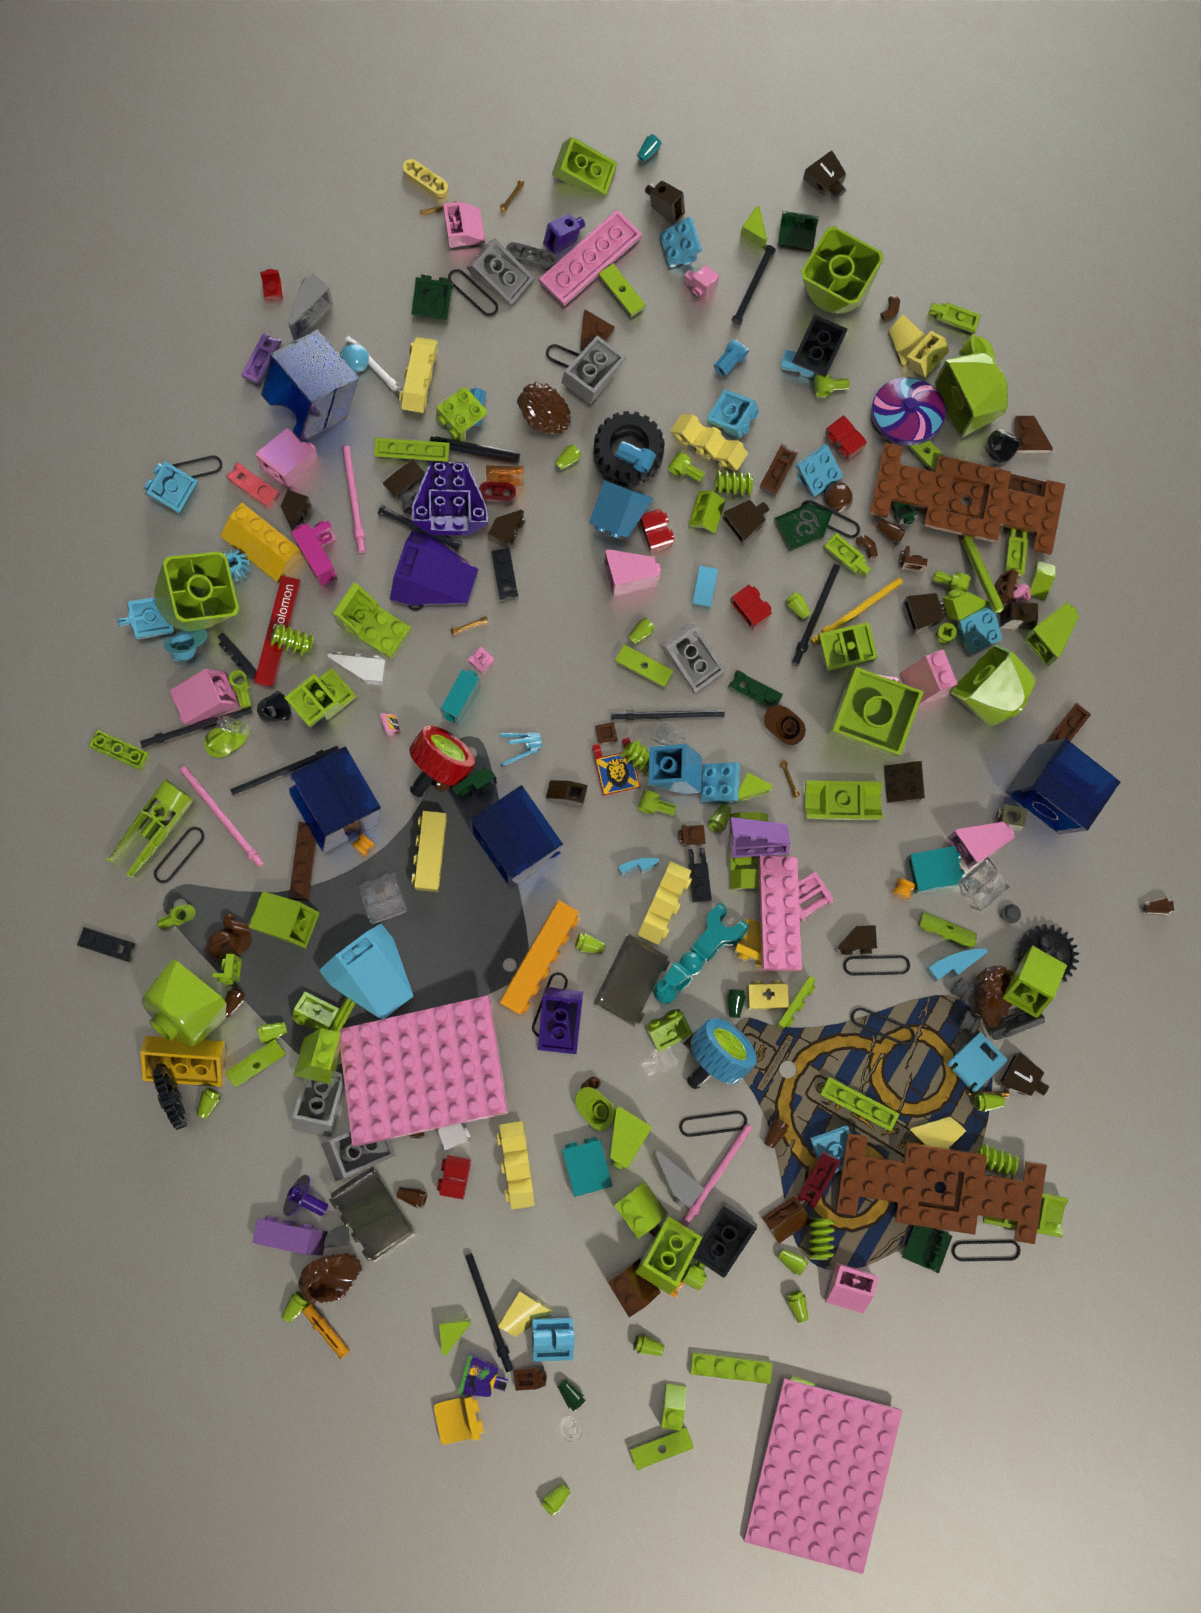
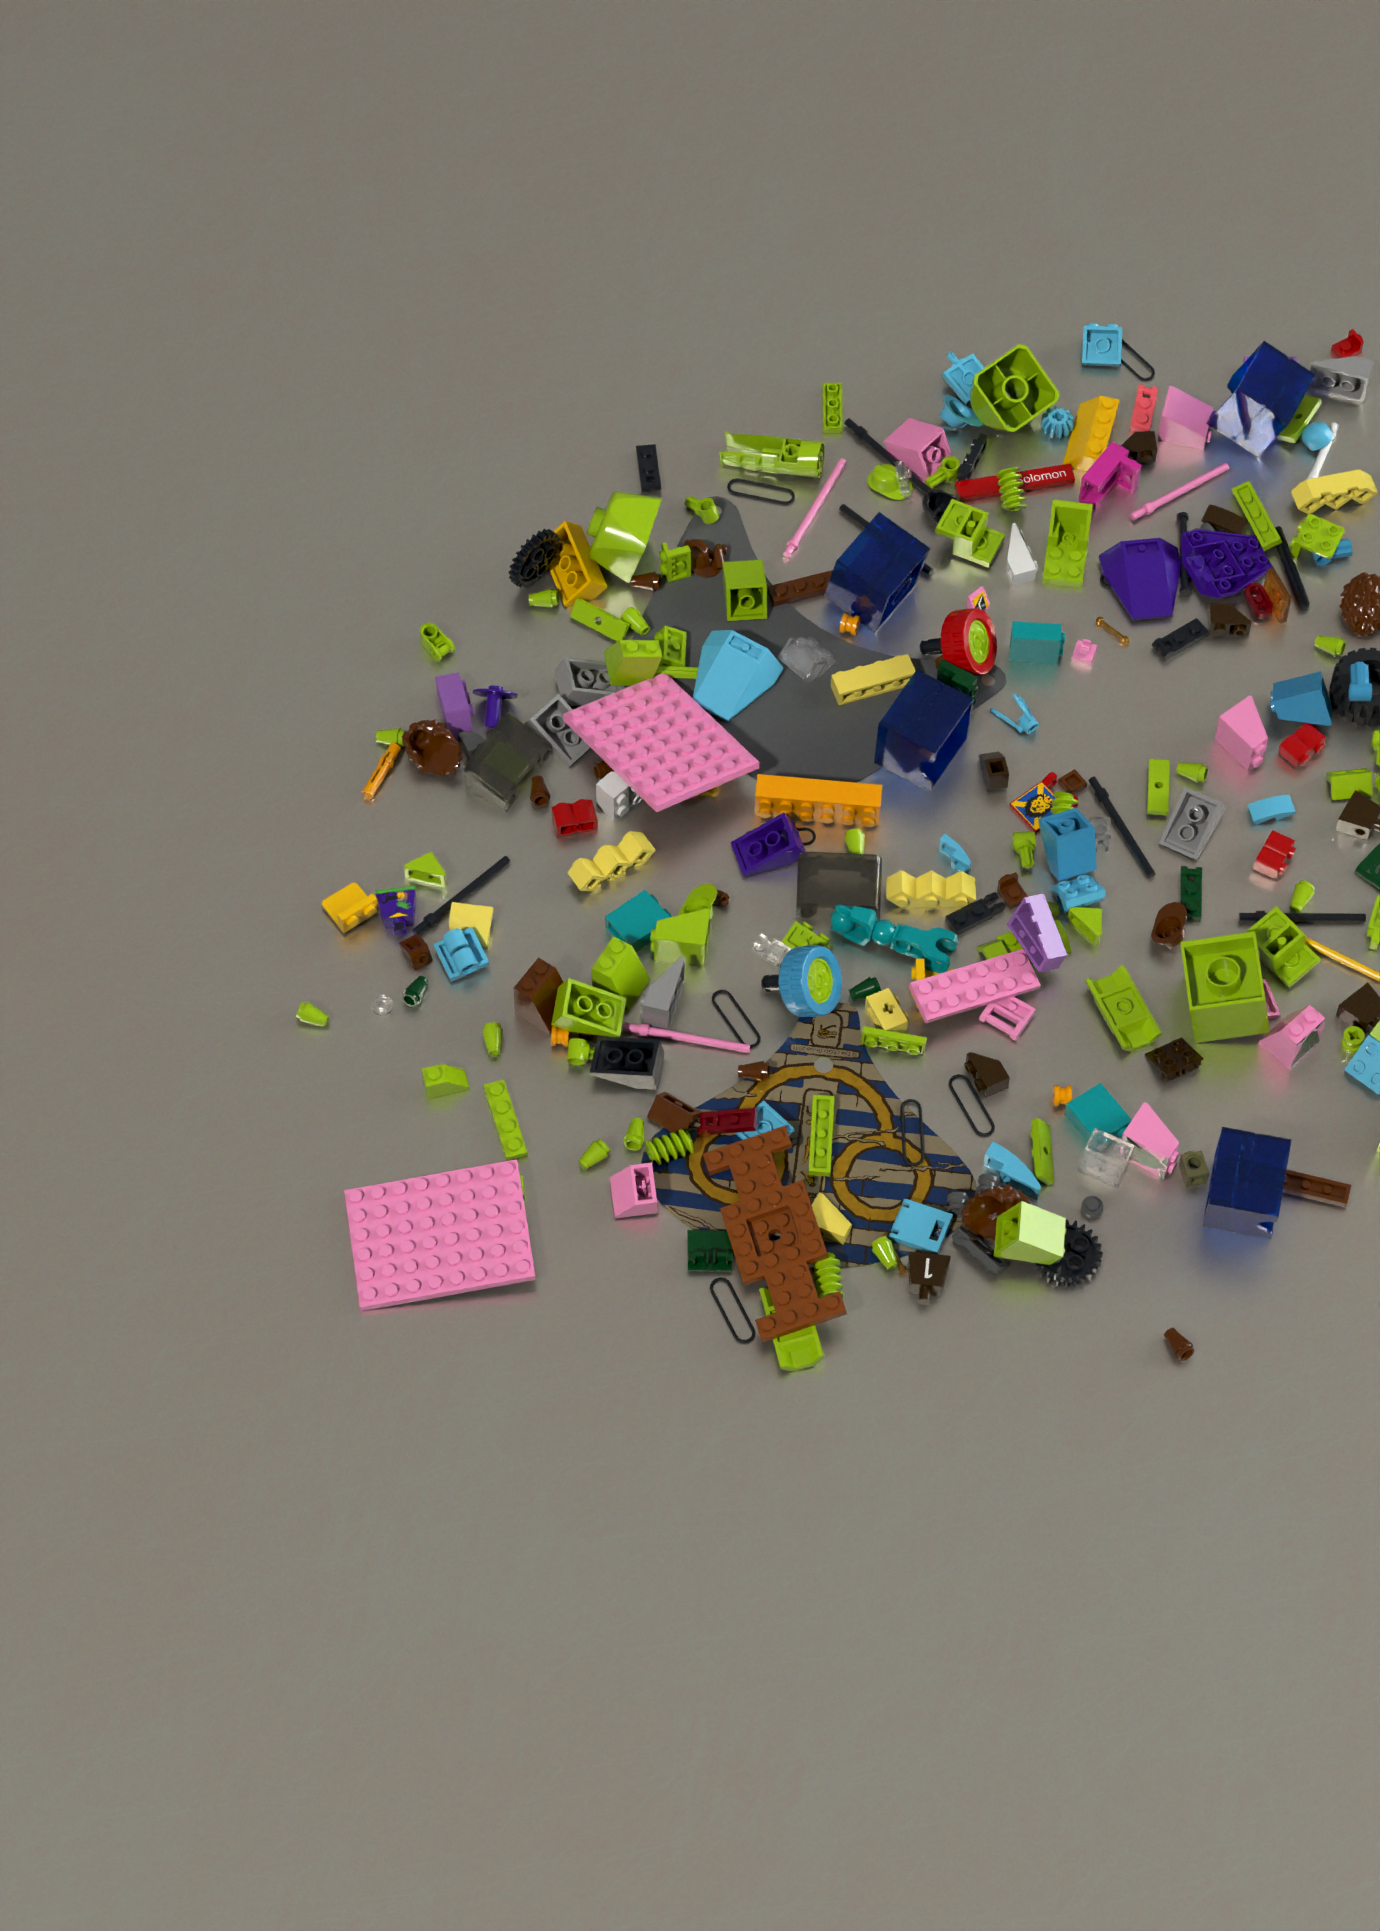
camera: 75 degrees right, 20 degrees down
(211, 1223) = (438, 644): none -> lime piece
(674, 1444) = (392, 1078): lime tile -> none
(783, 765) = (1129, 948): pearl gold hinge -> none
(996, 686) = (1316, 1086): lime piece -> none

